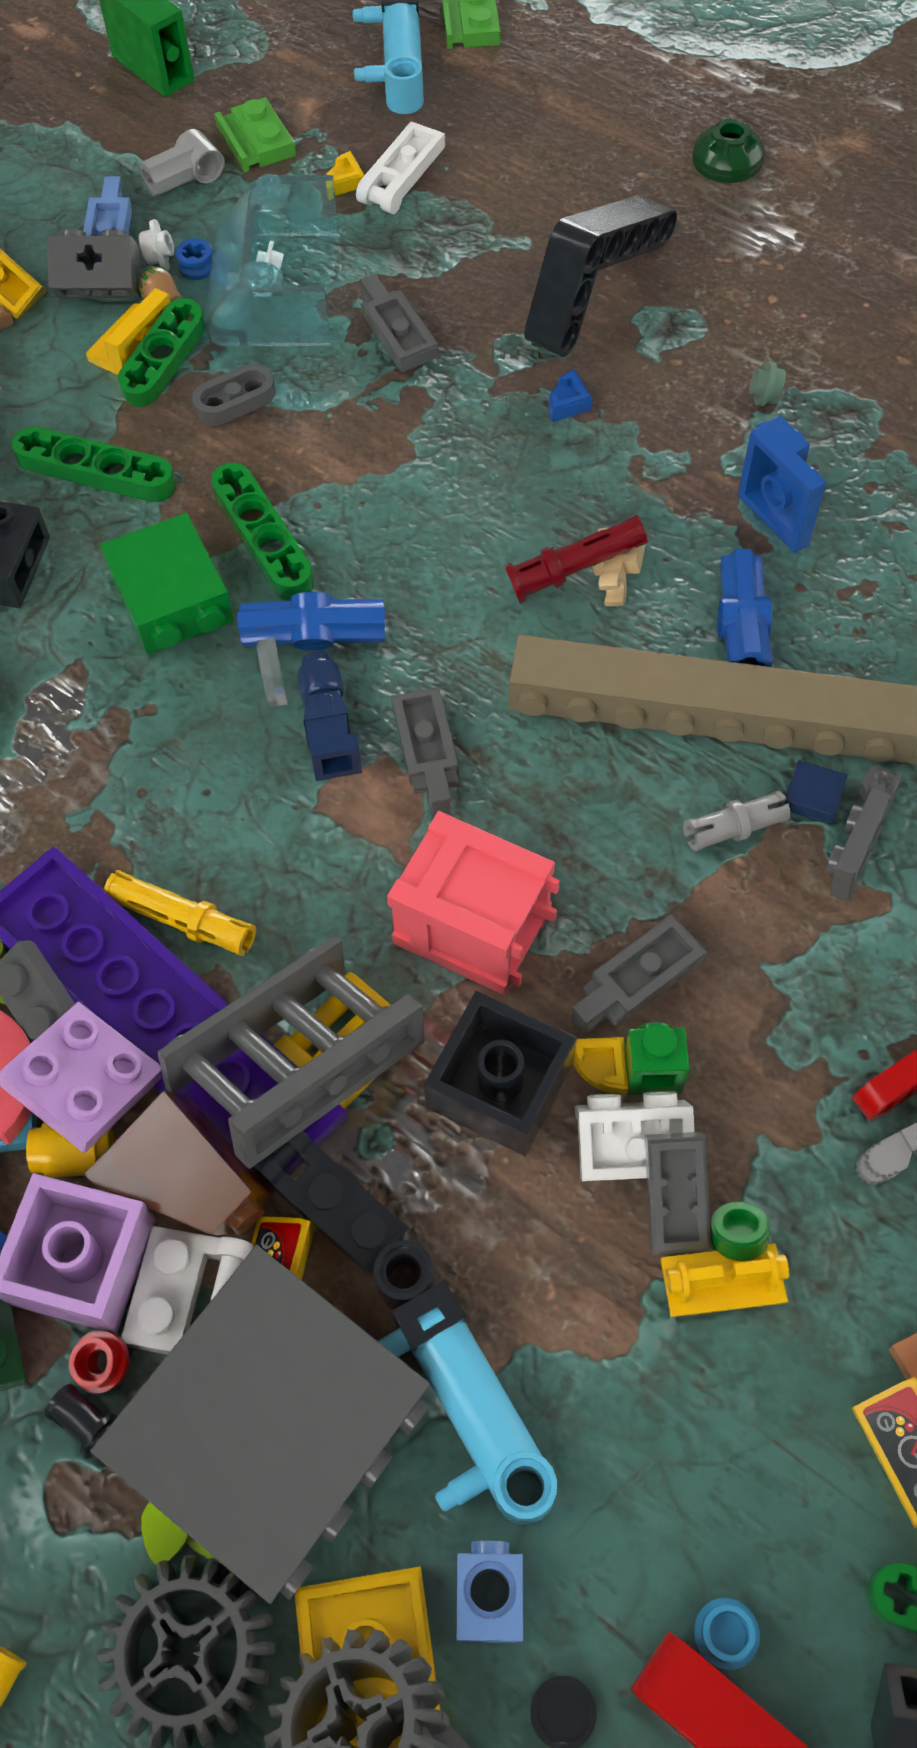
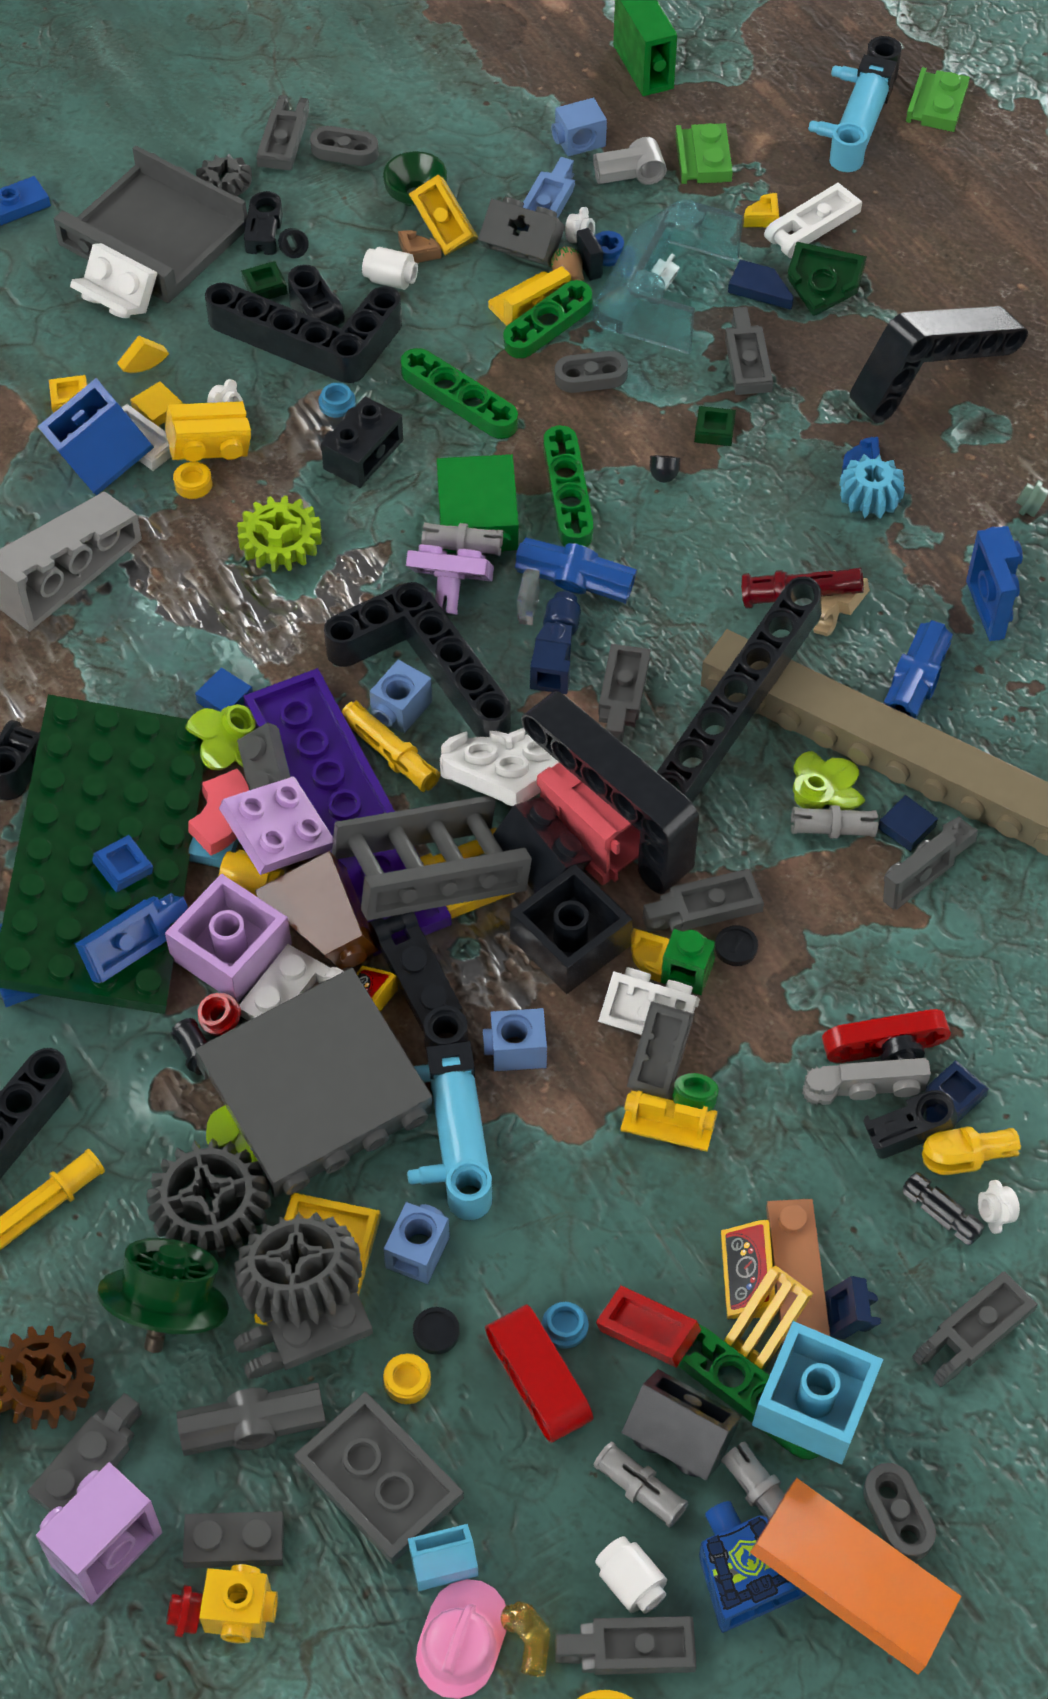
camera: 20 degrees right, 5 degrees down
(112, 141) = (579, 127): none -> medium blue brick
(151, 751) = (415, 616): none -> black beam
(165, 828) = (405, 684): none -> medium blue brick
(168, 629) = (463, 538): none -> light grey pin
(168, 674) = (449, 571): none -> lavender plate
(181, 268) = (591, 253): none -> black tile
(335, 887) = (496, 765): none -> white plate
(361, 474) = (664, 467): none -> black hinge
(376, 249) = (760, 284): none -> dark blue tile
(394, 412) = (715, 426): none -> dark green tile
(415, 964) = (546, 839): none -> black brick
(440, 219) = (824, 275): none -> dark green plate
(491, 865) = (625, 782): none -> black beam
(501, 1222) = (524, 1024): none -> medium blue brick
(577, 689) = (744, 680): none -> black beam
(595, 423) = (872, 486): none -> medium azure gear
(696, 1012) = (736, 945): none -> black piece
(703, 776) = (825, 782): none -> lime plate
(836, 1594) = (648, 1326): none -> red tile

